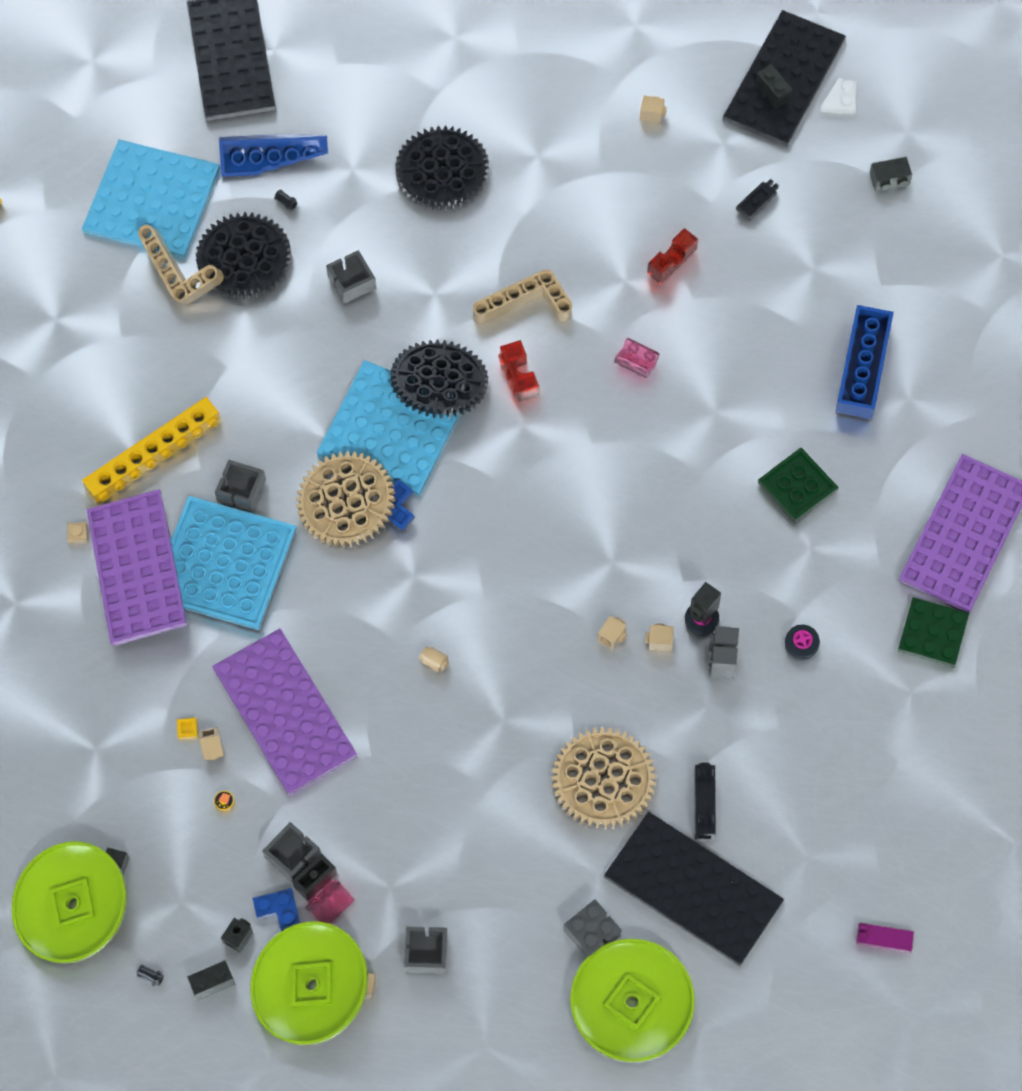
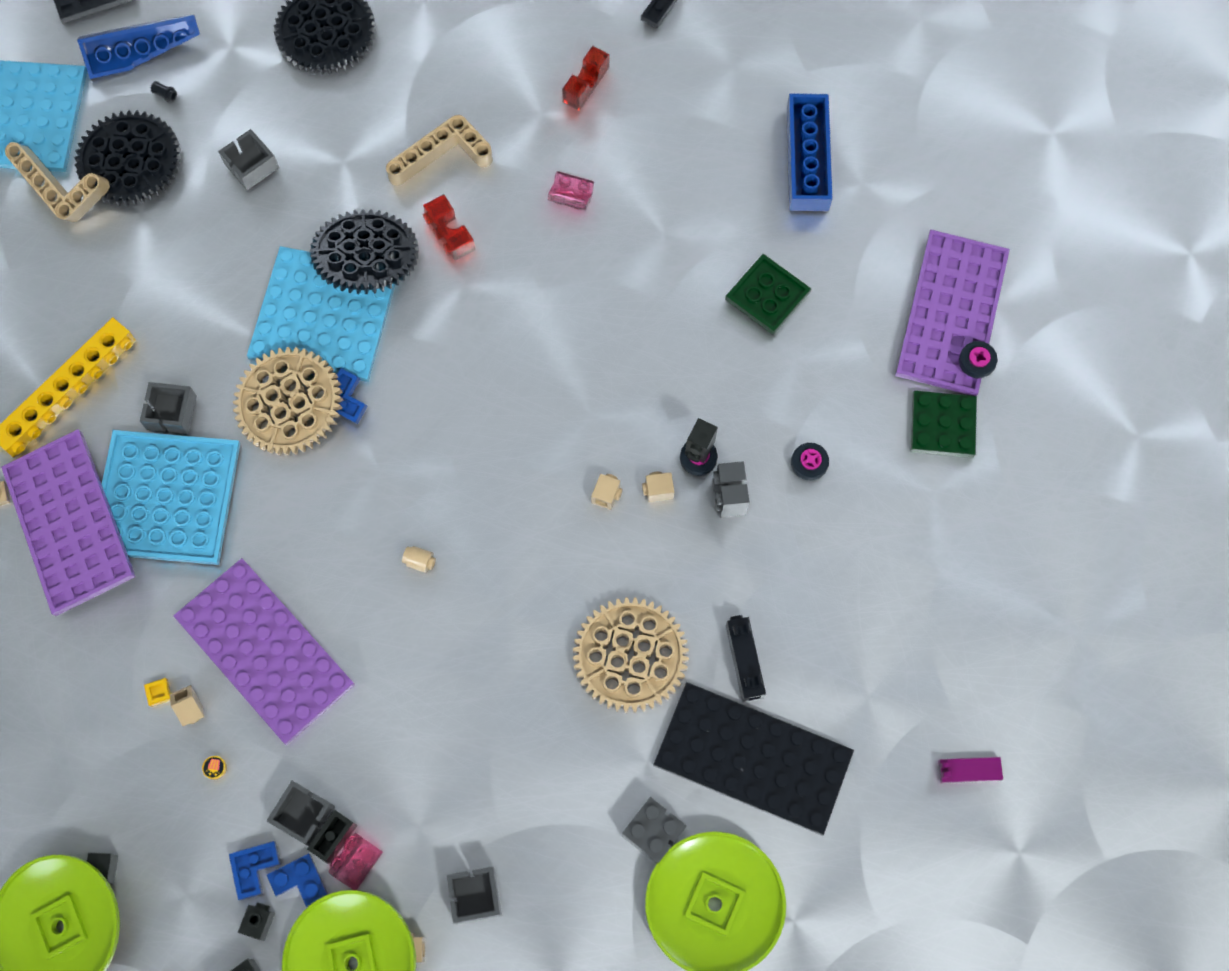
camera: 15 degrees left, 5 degrees up
(237, 886) = (246, 865): none -> blue plate
(976, 586) = (974, 366): none -> black wheel

